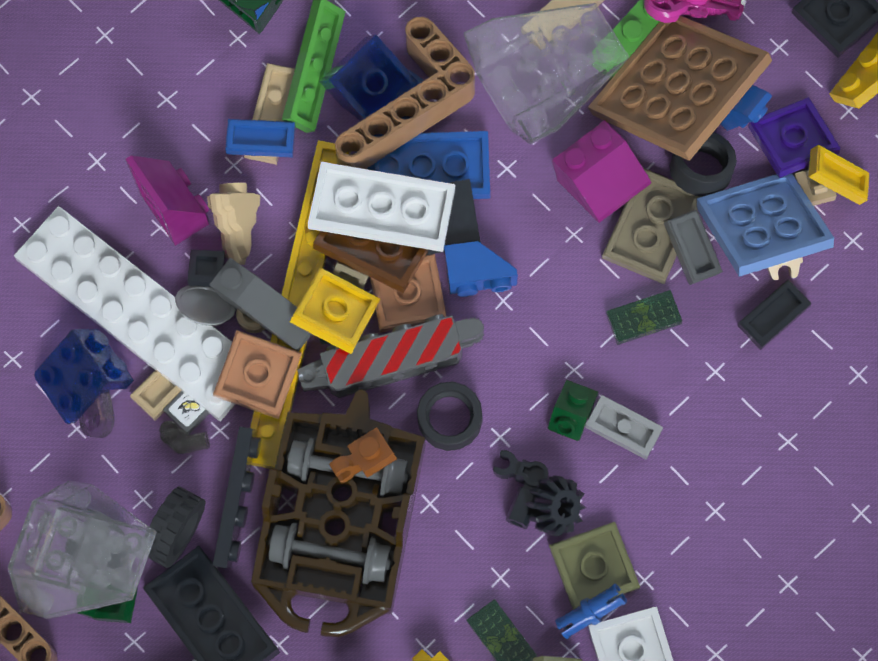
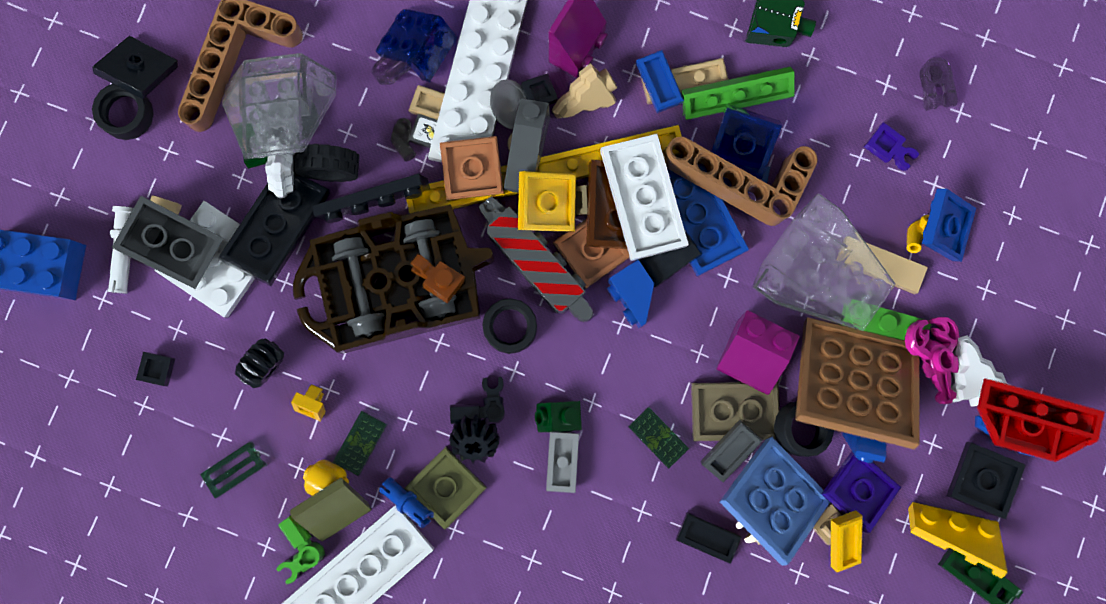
camera: 60 degrees right, 10 degrees up
(162, 579) = (280, 174): none -> white rock

